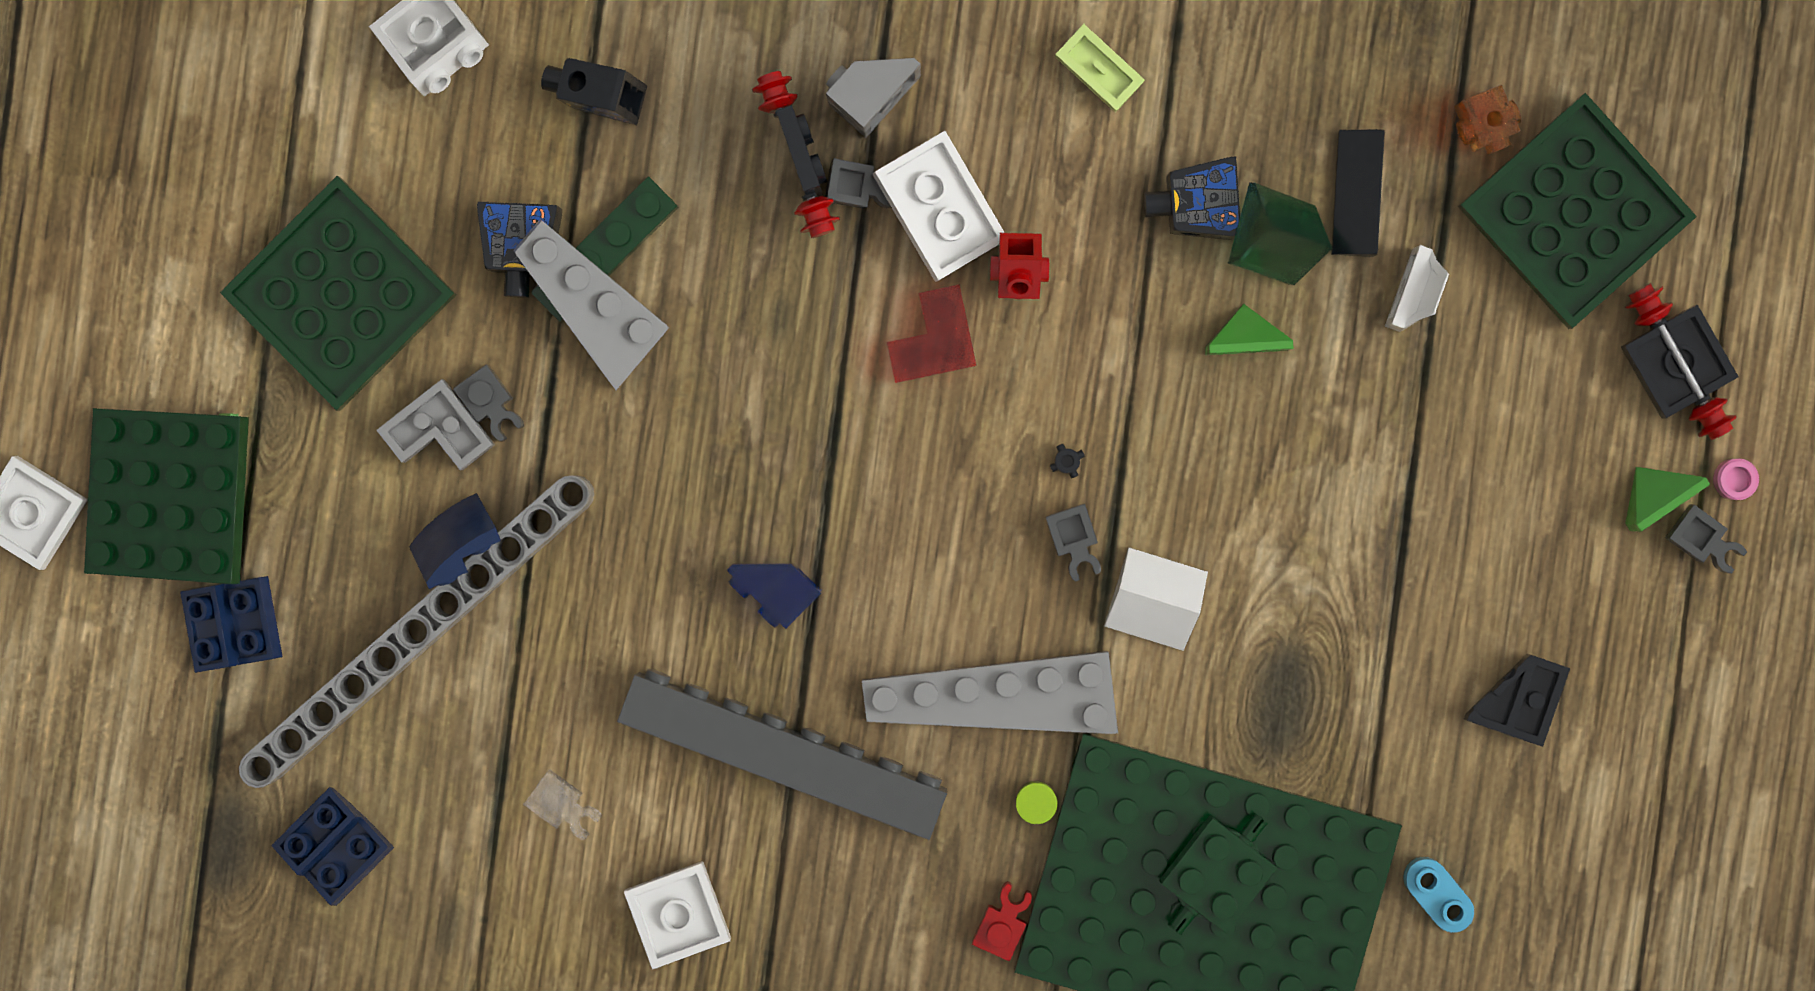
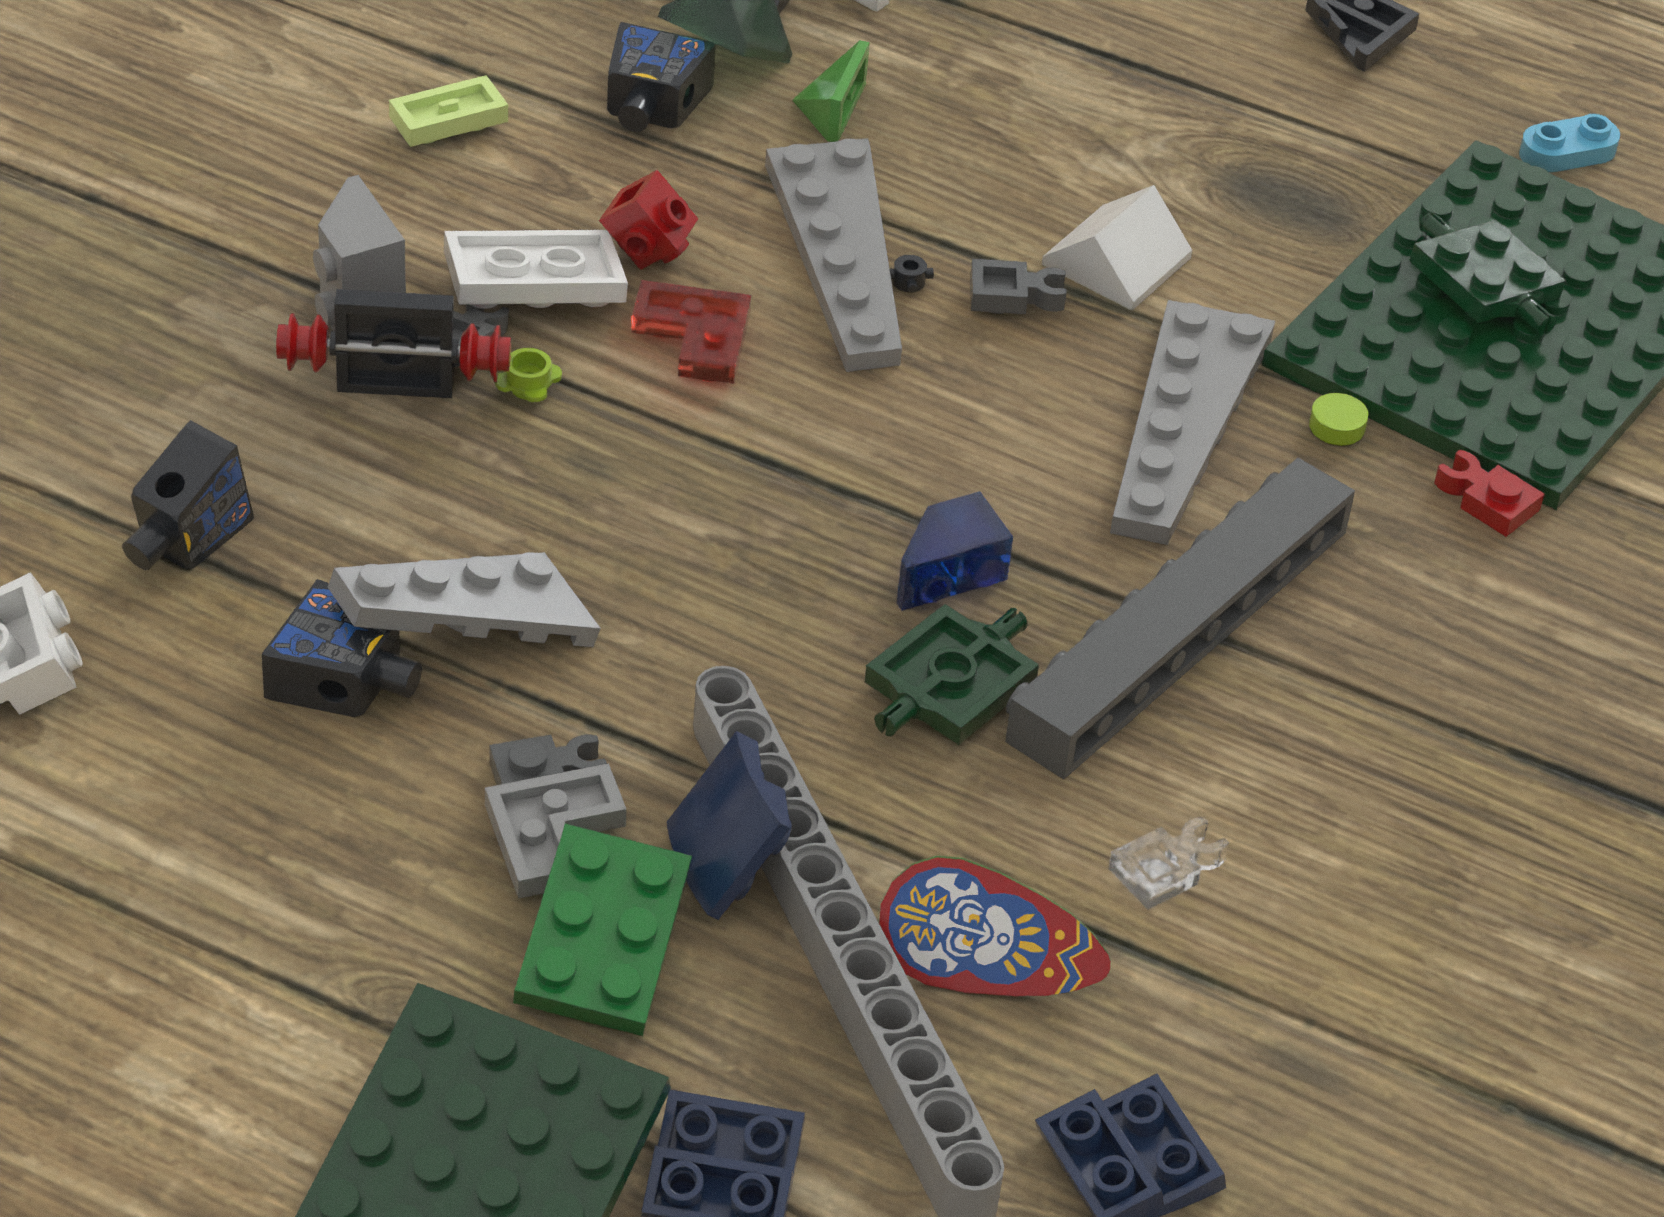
camera: 70 degrees left, 45 degrees down
(338, 293) = (293, 872): dark green plate -> none
(362, 493) = (602, 930): none -> green plate
(444, 719) = (986, 932): none -> shield
(622, 232) = (375, 535): dark green plate -> none
(668, 623) = (950, 673): none -> dark green plate
(677, 915) = (1374, 789): white plate -> none
(847, 254) = (529, 375): none -> lime plate
(1109, 385) = (839, 232): none -> light grey wing

